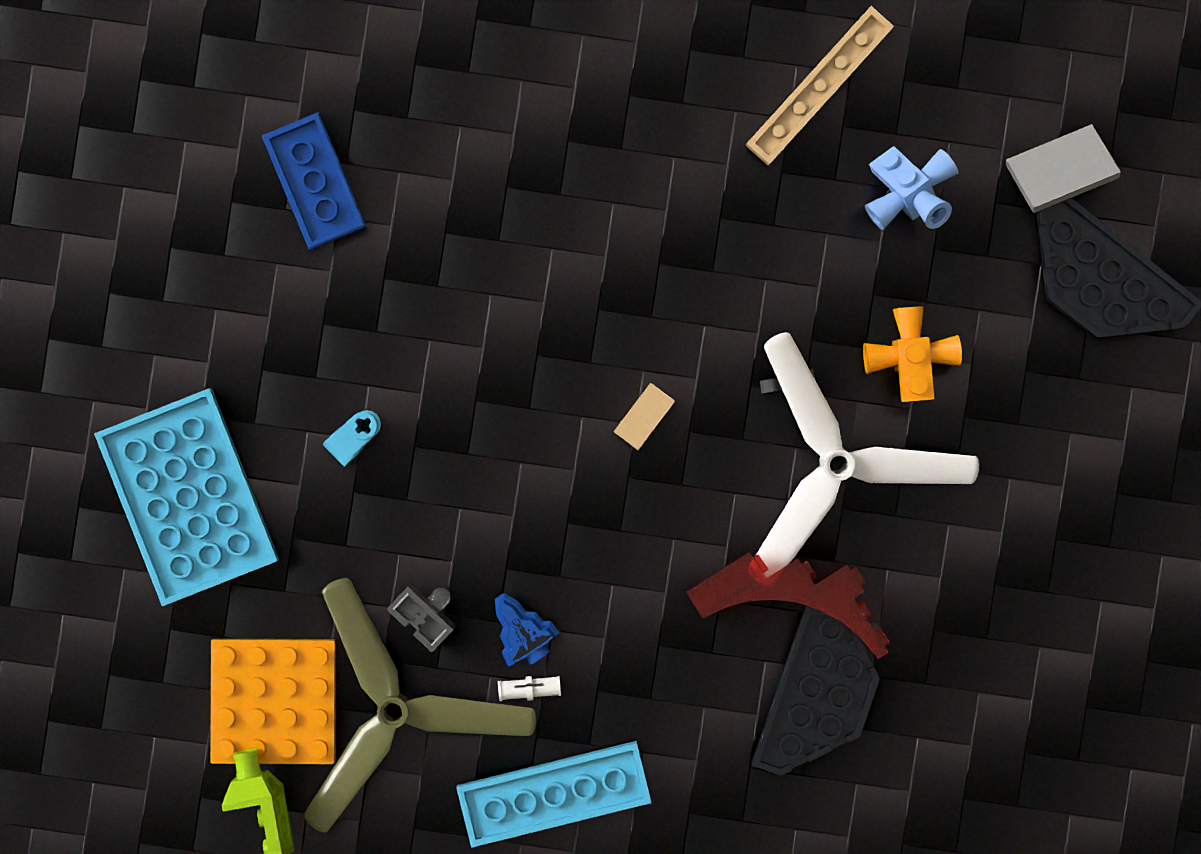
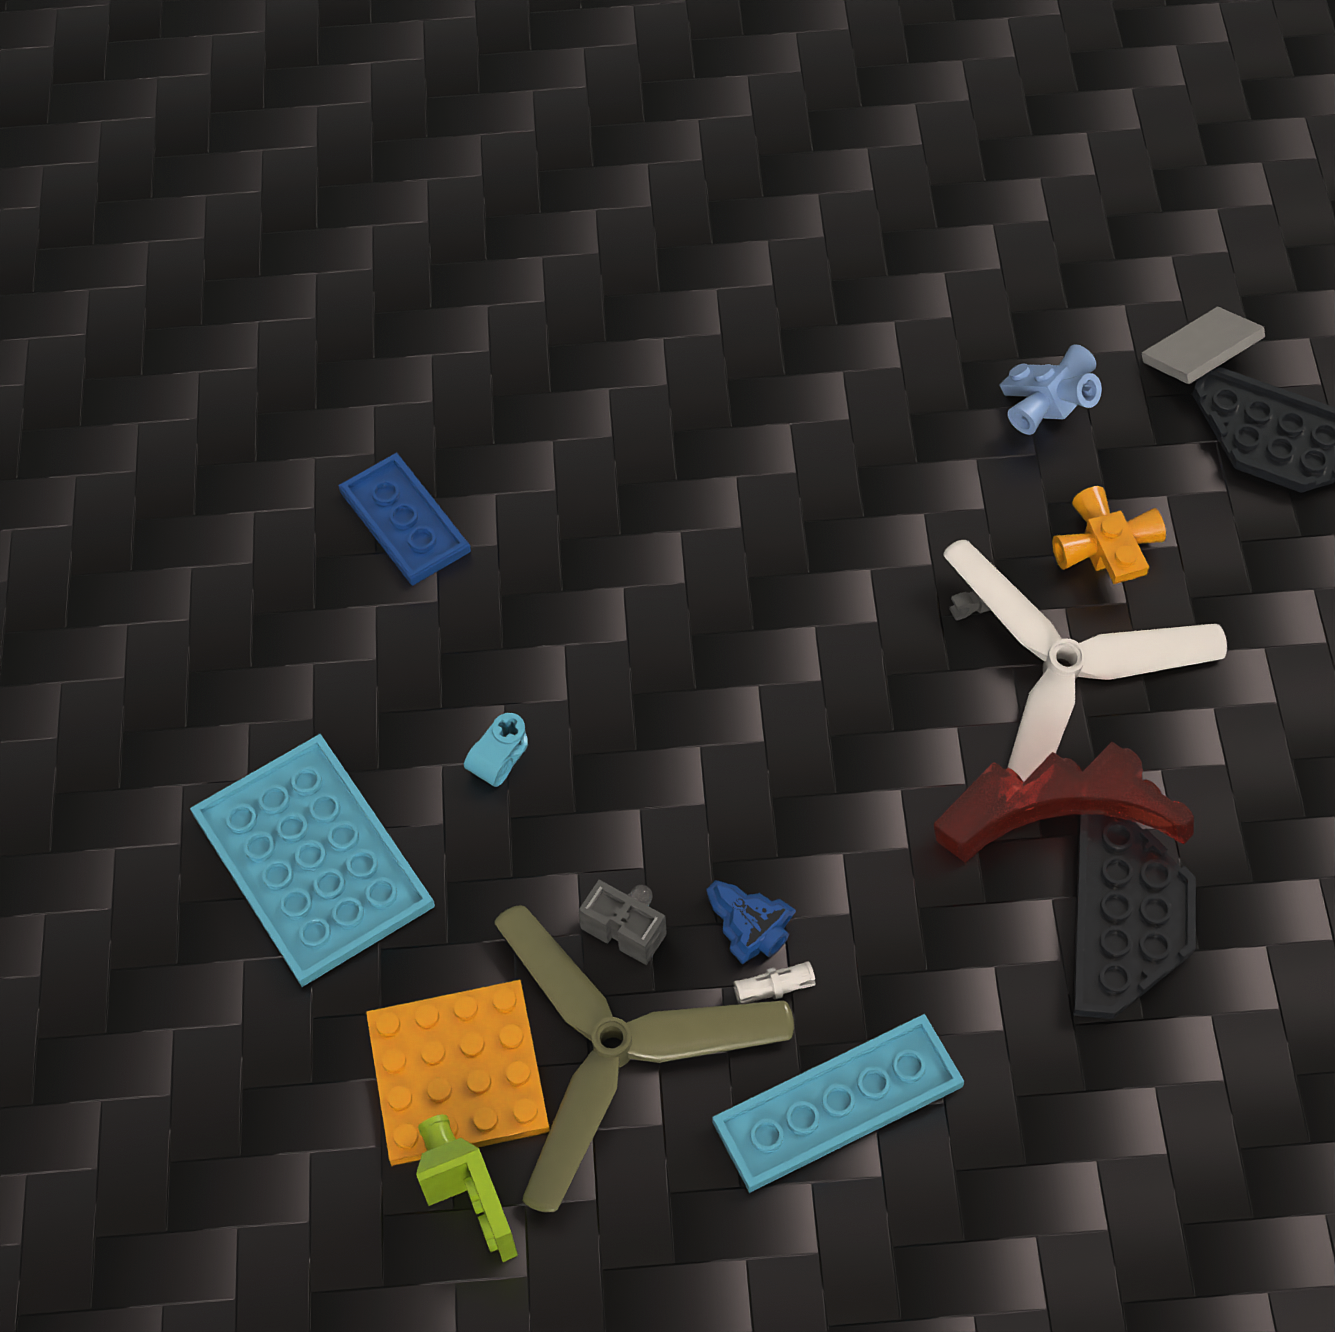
camera: 10 degrees left, 30 degrees down
(644, 416) = (829, 667): tan tile -> none
(819, 85) = (923, 329): tan plate -> none

